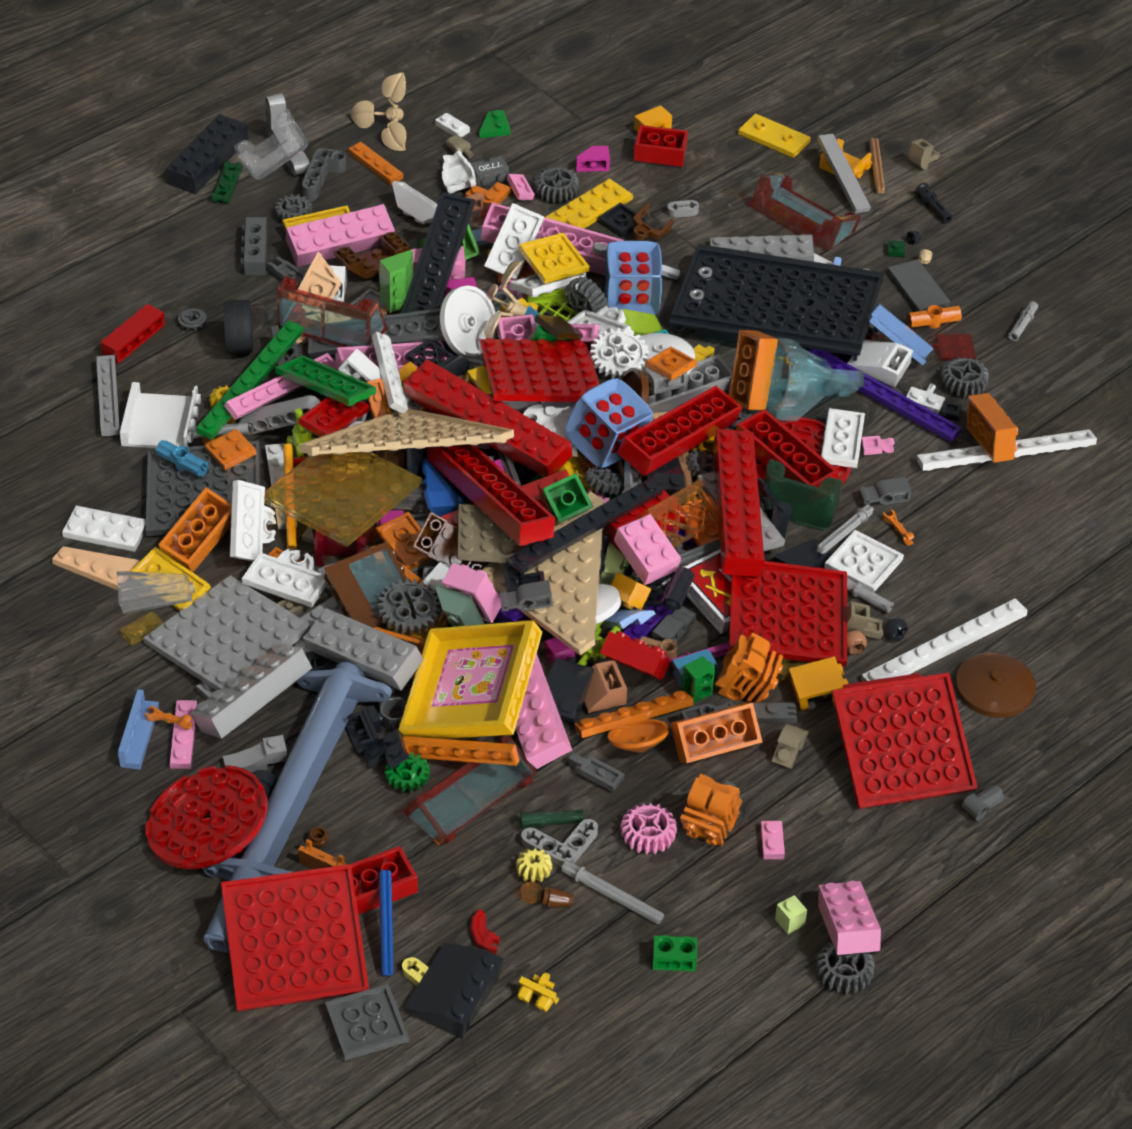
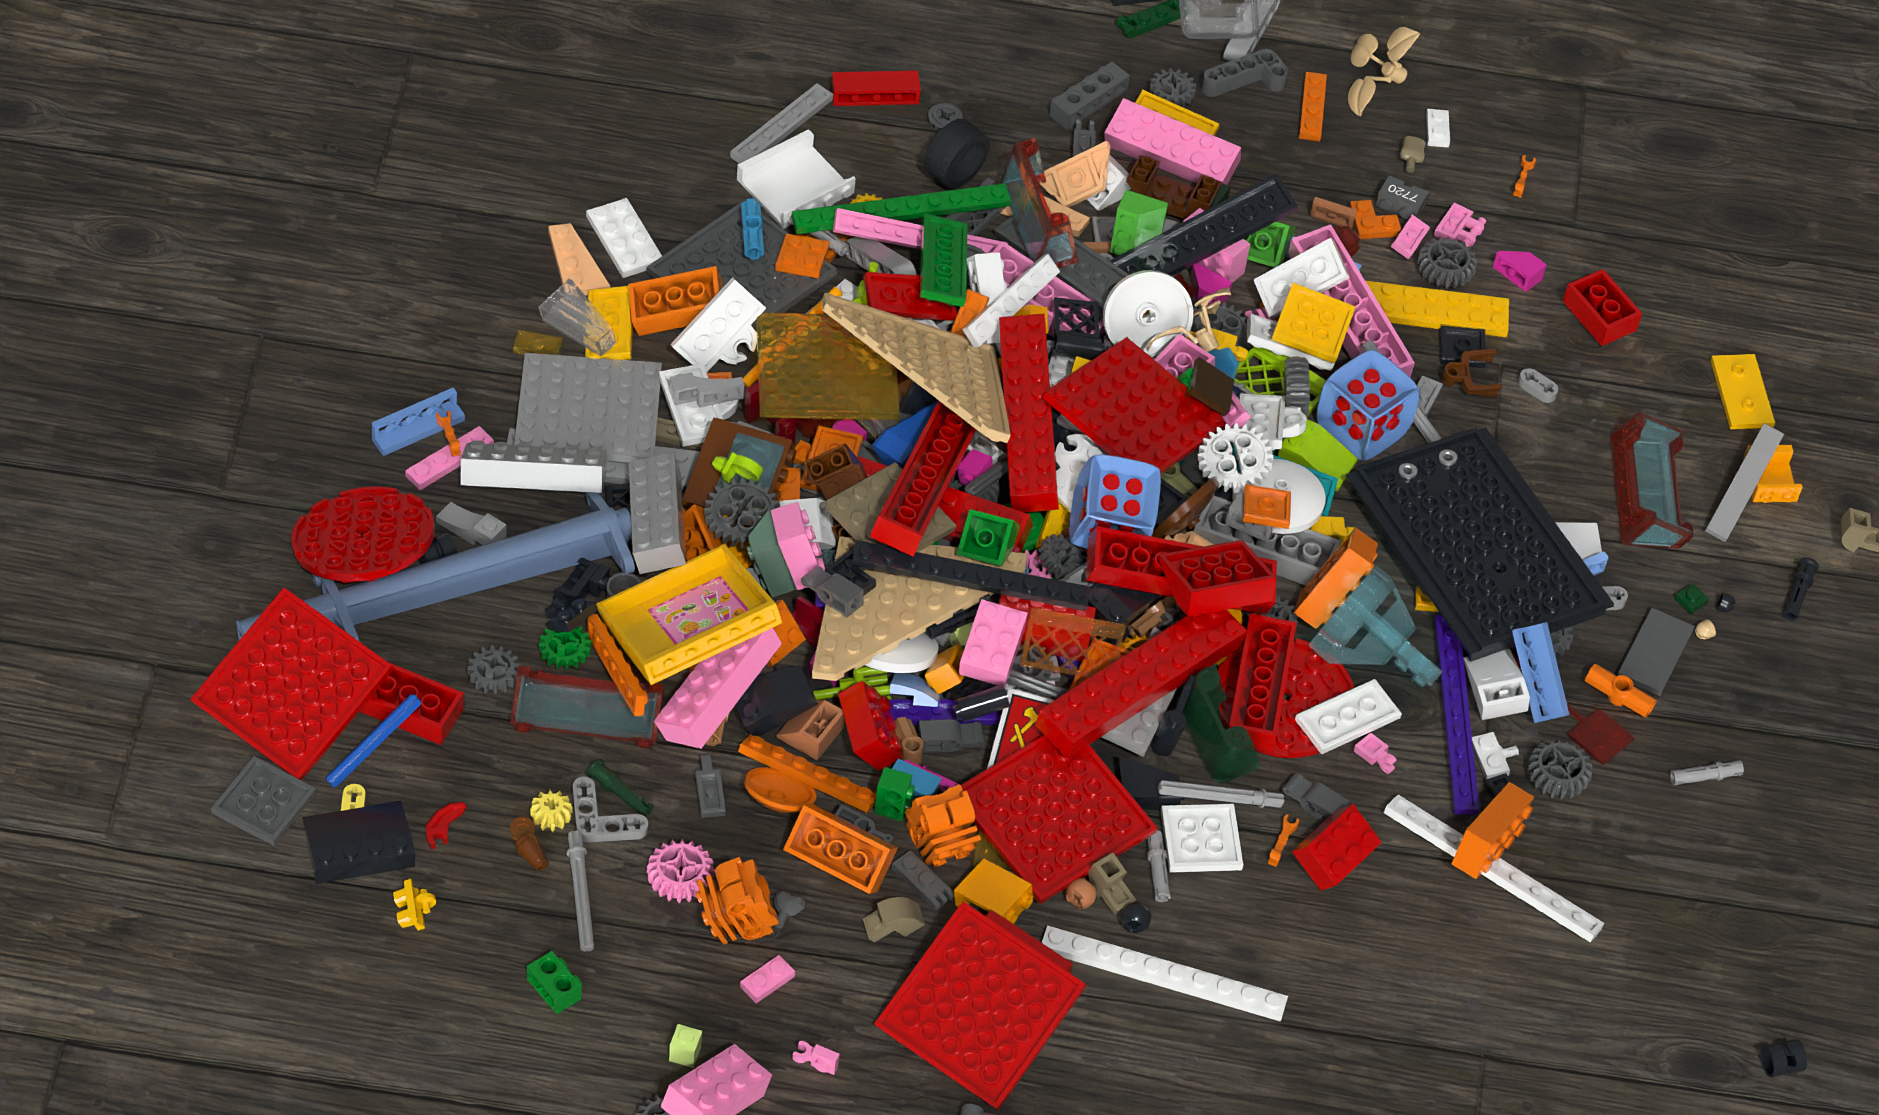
camera: 45 degrees right, 5 degrees up
(286, 564) = (705, 391): none -> light grey slope
(316, 858) = (406, 648): orange hinge -> none
(318, 836) = (430, 626): reddish brown plate -> none
(374, 583) = (737, 464): none -> lime piece
(387, 822) = (493, 669): none -> dark grey gear
(414, 203) = (1292, 169): white wedge -> none
(457, 172) = (1368, 176): white animal -> none
(495, 125) = (1479, 159): green wing -> none
(531, 162) = (1455, 222): none -> bright pink plate
(532, 120) = (1520, 184): none -> orange piece
(654, 117) = (1636, 278): light orange brick -> none
(710, 413) = (1217, 577): none -> red slope
(785, 246) = (1558, 489): light grey plate -> none
(862, 851) = (820, 1057): none -> bright pink plate
(877, 166) = (1801, 505): medium nougat axle -> none
(934, 503) = (1336, 847): none -> red brick
(995, 685) = (1153, 1047): reddish brown dish -> none

